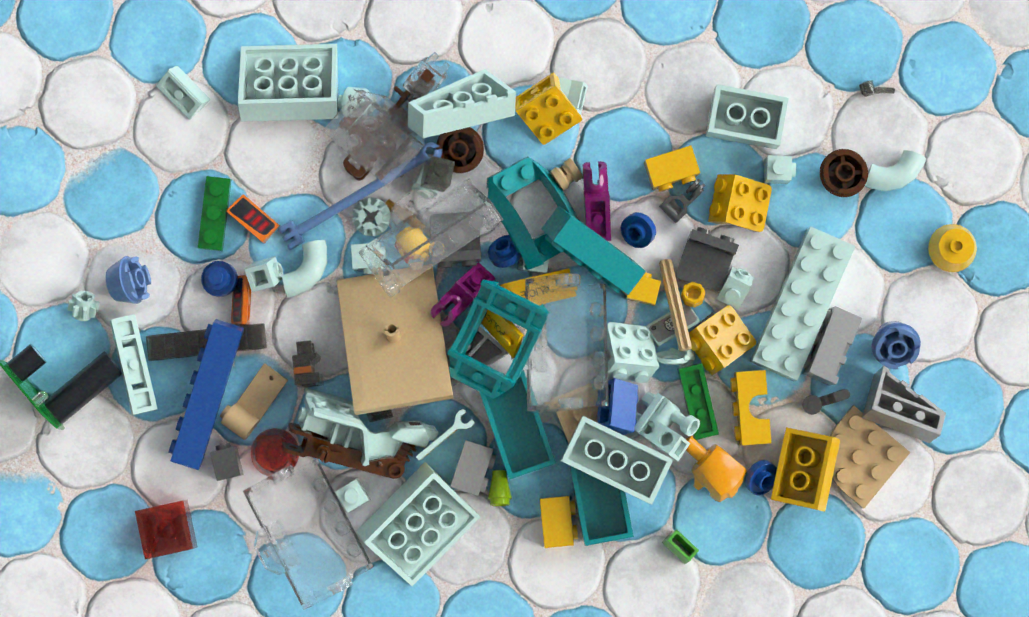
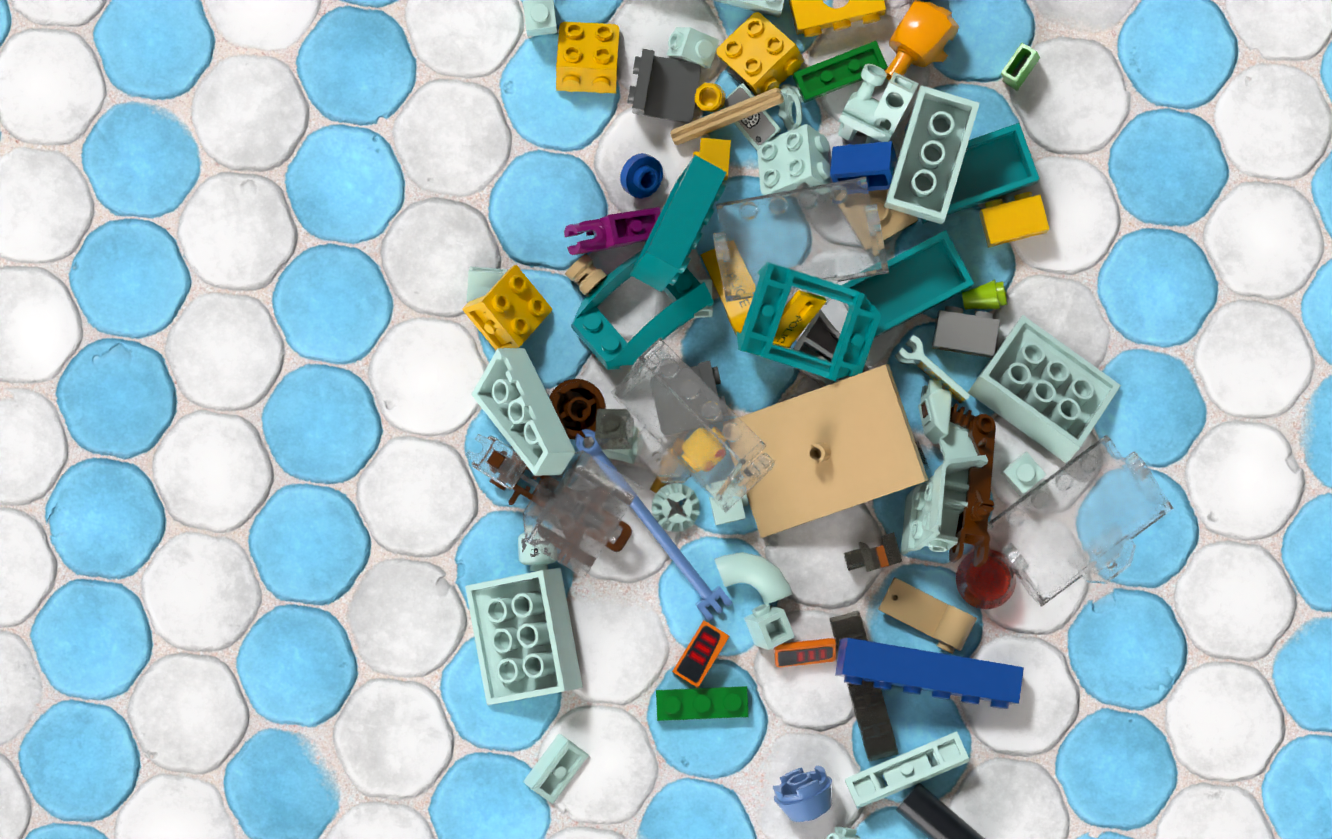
camera: 100 degrees left, 0 degrees up
(166, 529) = (1102, 695): clear red brick -> none
(219, 278) = (782, 682): blue plate -> none
(226, 462) = (1007, 636): dark grey brick -> none
(462, 293) = (755, 376): magenta plate -> none
(503, 252) = (694, 336): blue plate -> none
(672, 168) = (557, 146): yellow brick -> none
(696, 190) = (580, 112): dark grey piece -> none
(747, 116) = (481, 63): light aqua brick -> none

